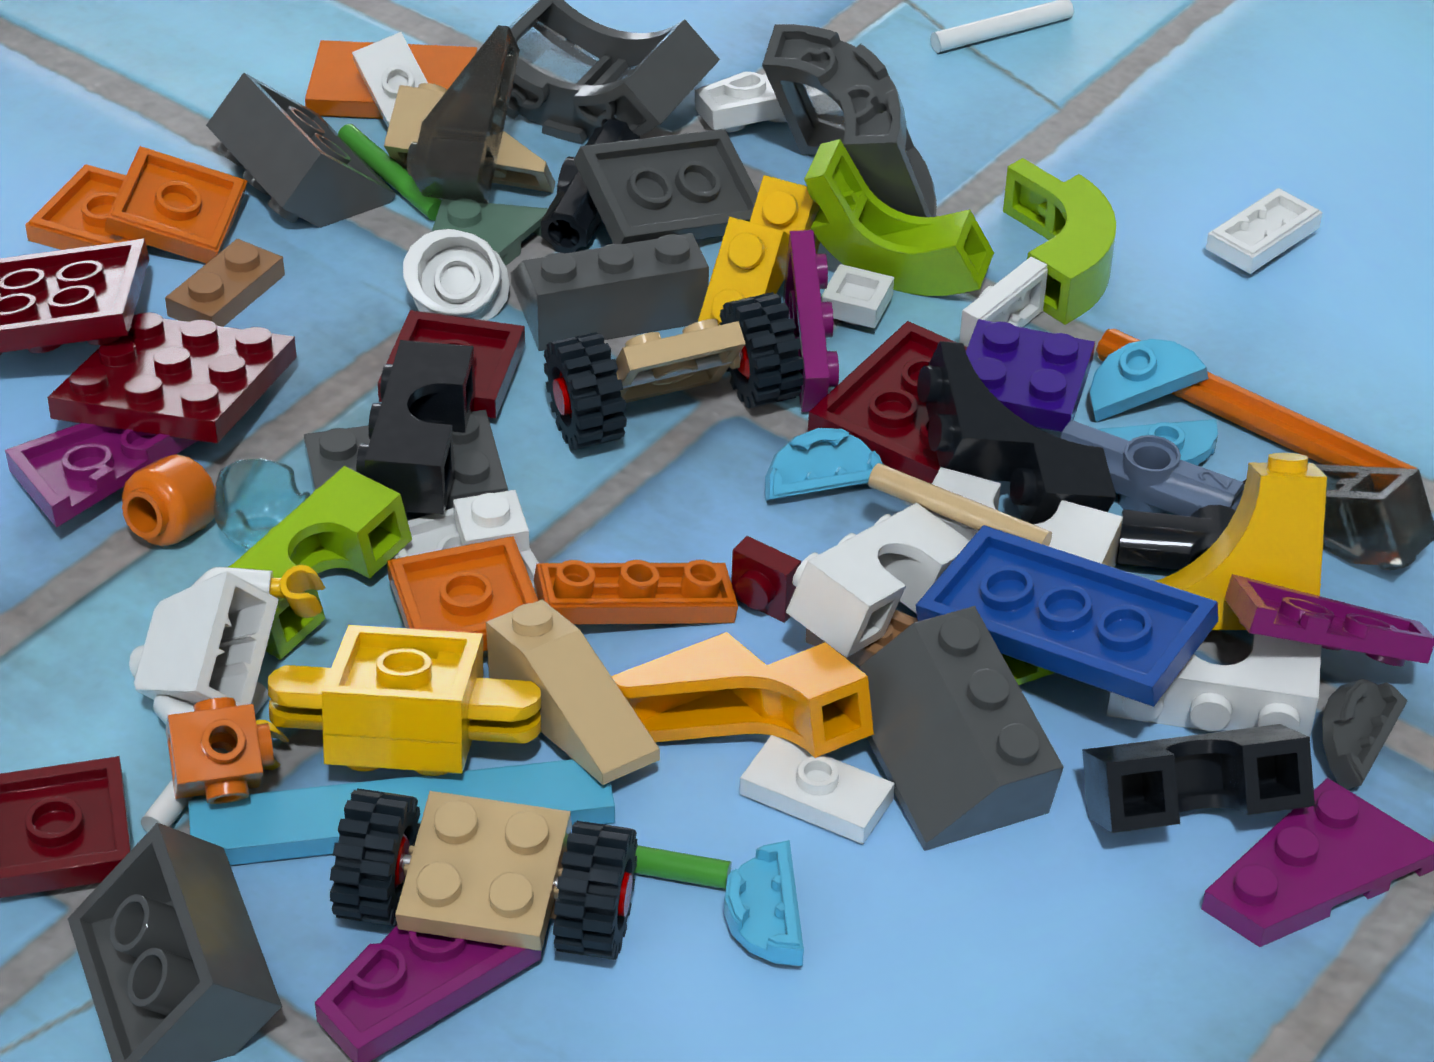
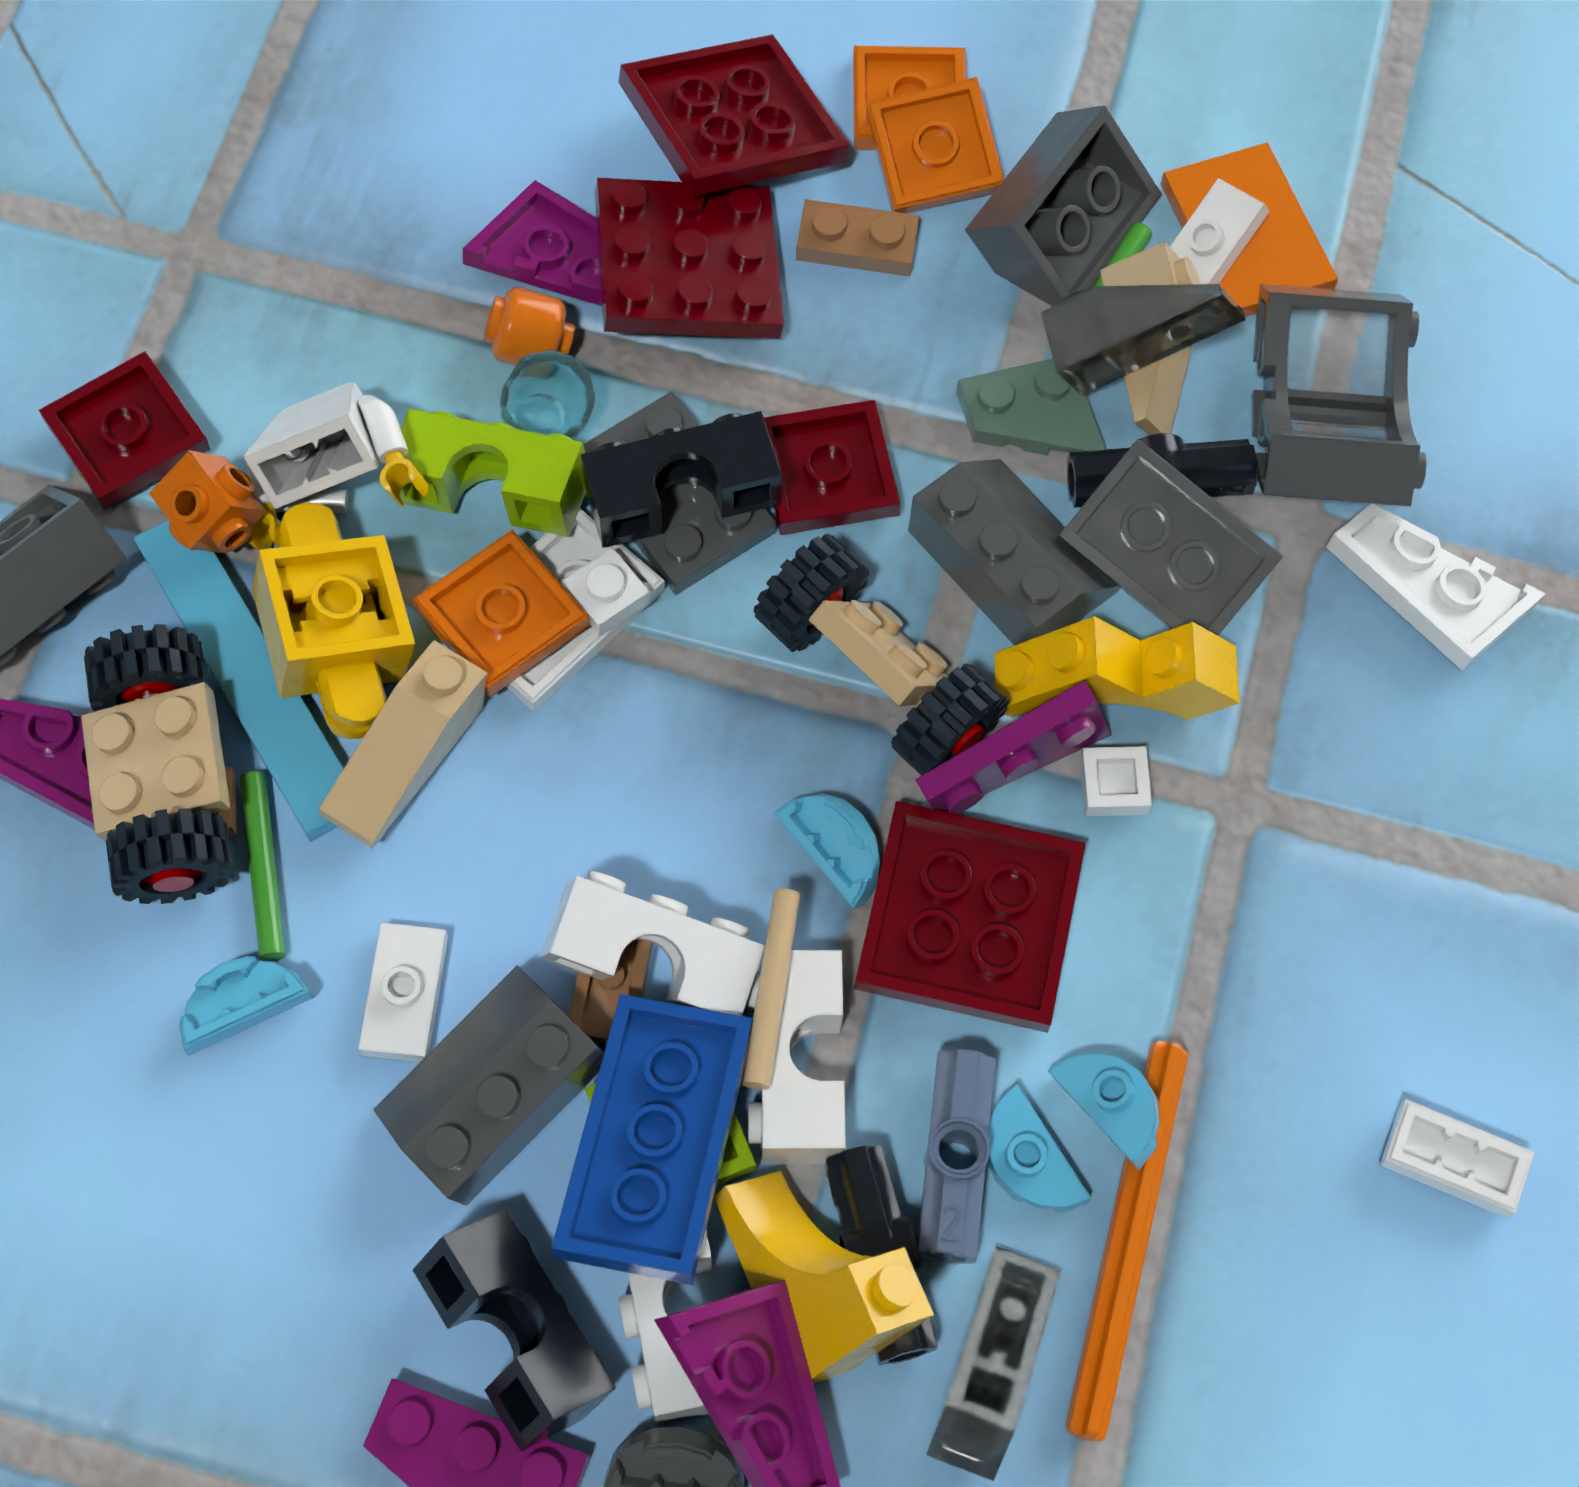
camera: 65 degrees right, 25 degrees up
(456, 275) = (945, 415): white piece -> none
(638, 592) = (598, 778): orange tile -> none
(728, 691) = (469, 865): light orange arch -> none
(763, 577) = (638, 848): dark red plate -> none
(847, 95) = (1337, 699): dark grey window -> none
(921, 253) = (1203, 778): lime arch -> none
(991, 442) = (889, 960): black arch -> none
(1011, 300) = (1158, 928): white plate -> none
(1032, 370) = (1038, 982): dark purple plate -> none
(1078, 232) = (1305, 981): lime arch -> none

